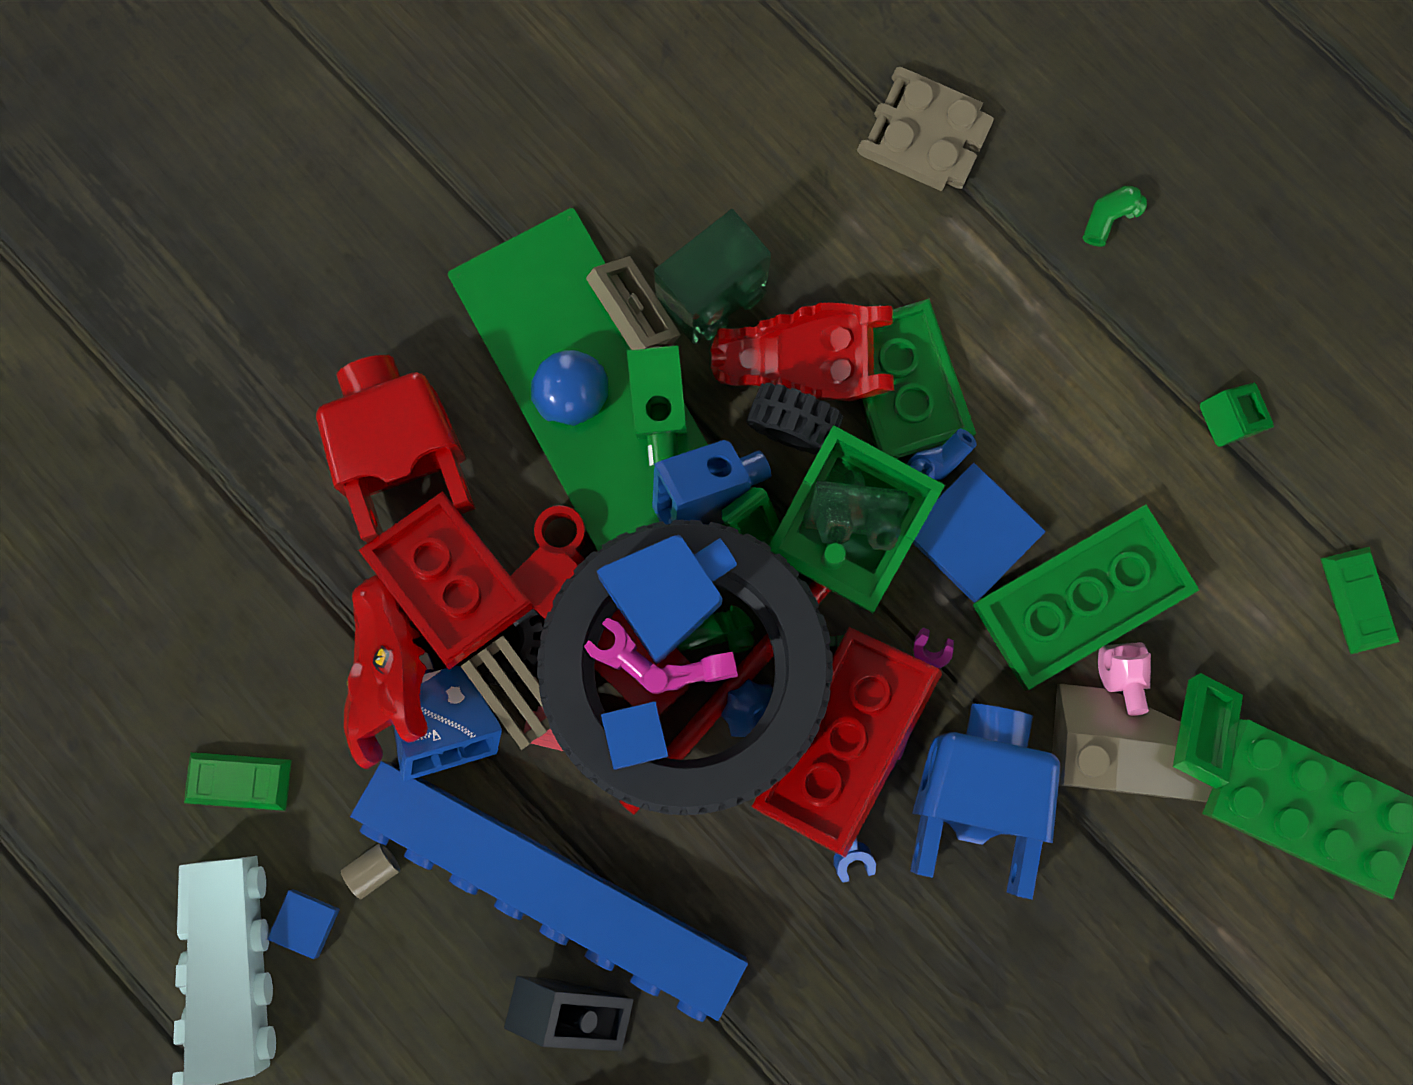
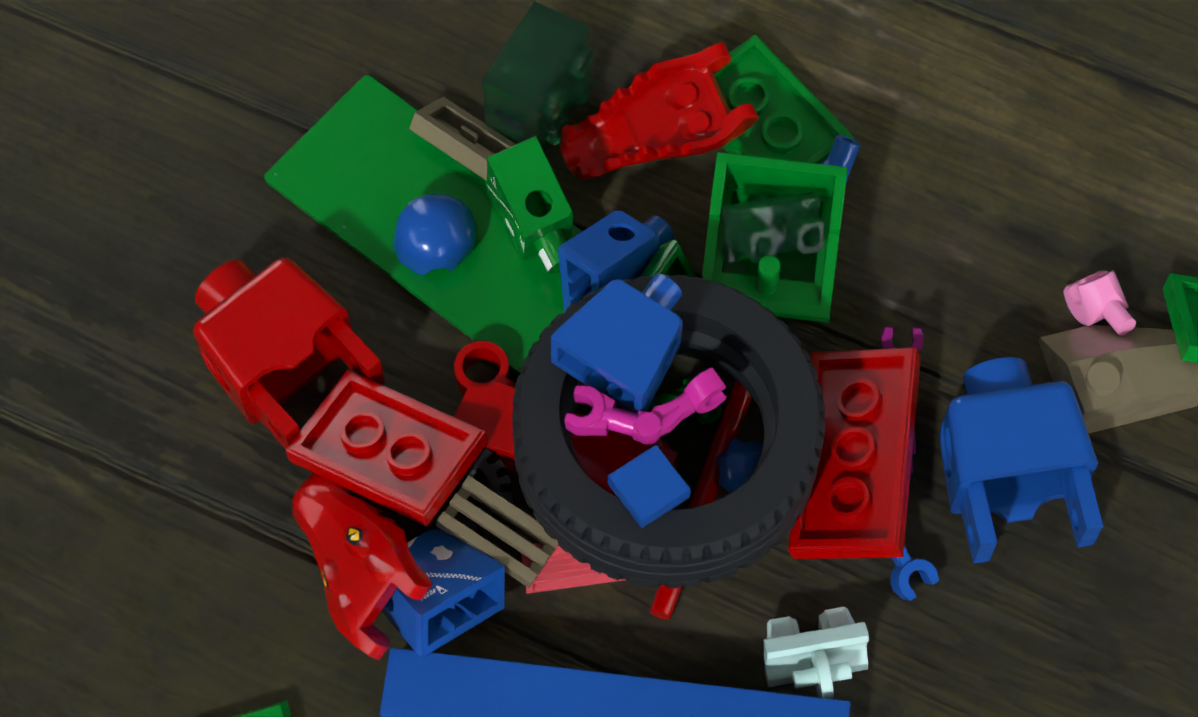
camera: 20 degrees left, 15 degrees down
(763, 902) = (815, 655): none -> light aqua hips
(792, 417) = (670, 179): black tyre -> none
(976, 533) = (895, 229): blue tile -> none
(1085, 597) = (1027, 248): green plate -> none
(1236, 414) = (1095, 36): green slope -> none

